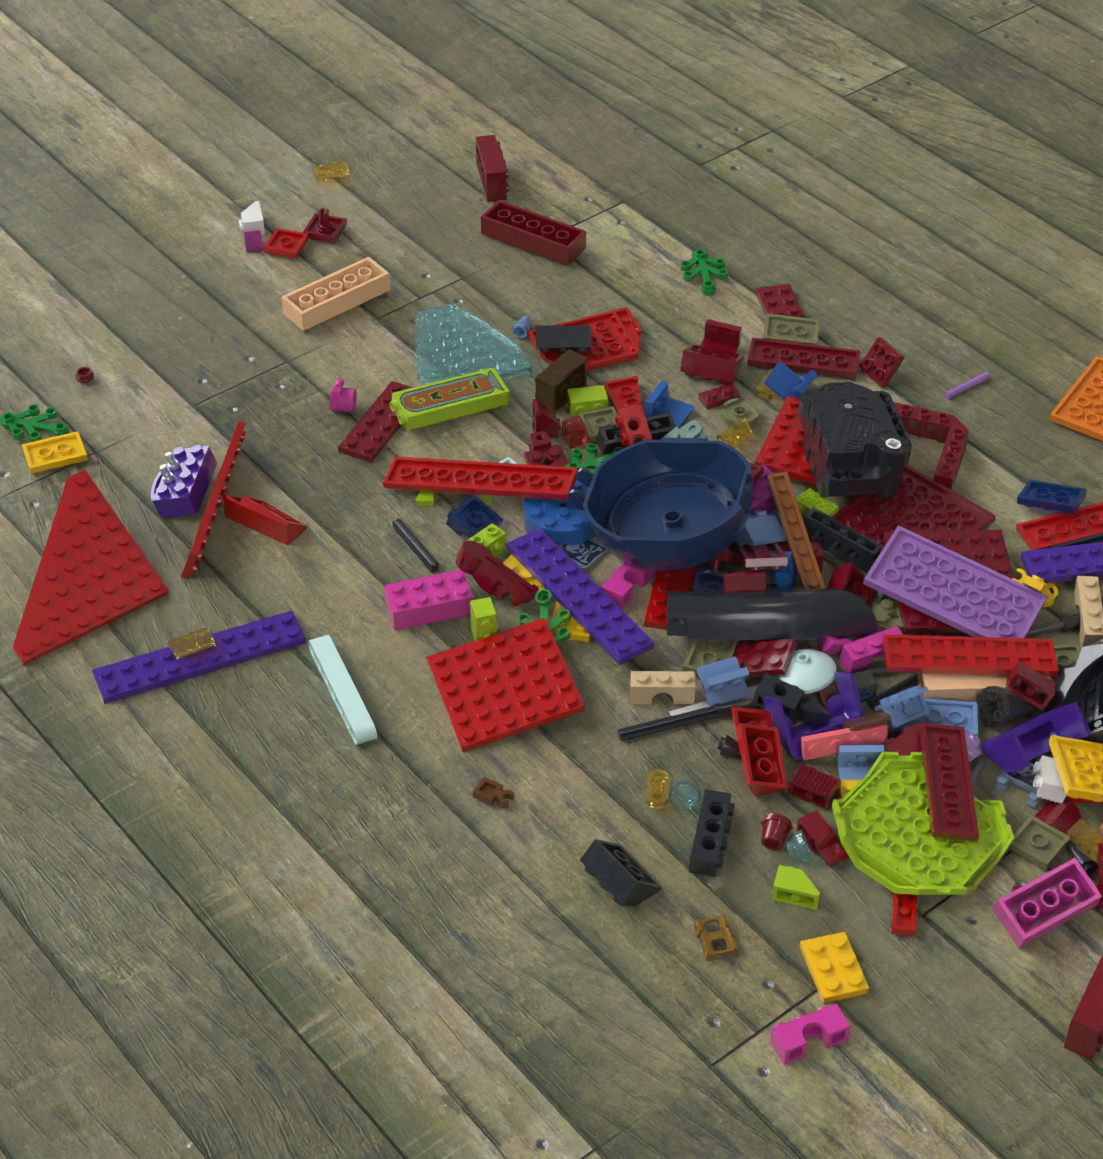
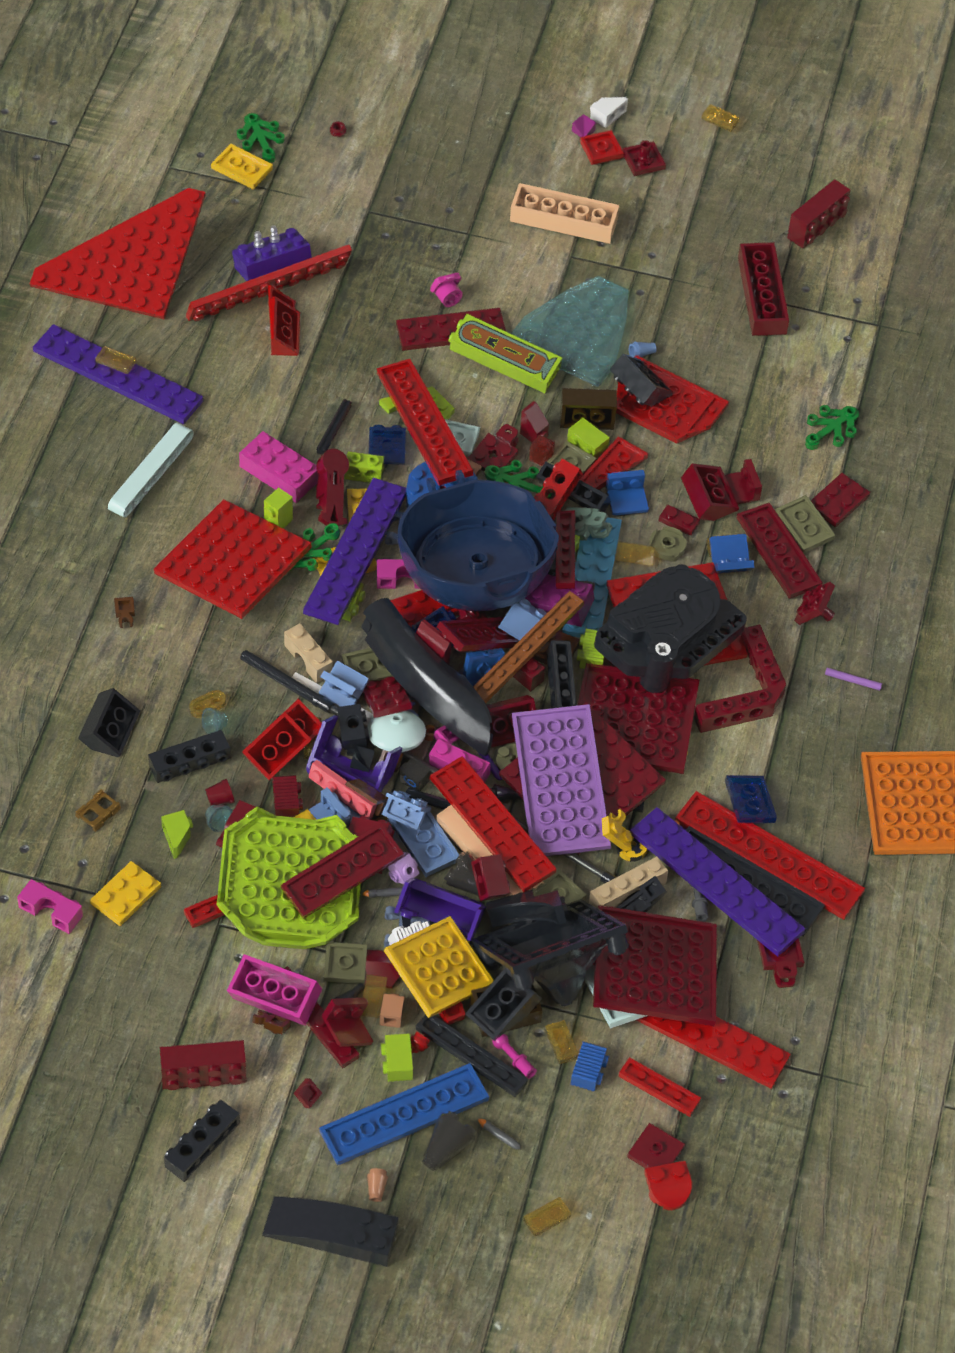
camera: 50 degrees right, 10 degrees up
(1074, 929) = (272, 1022): none -> reddish brown plate

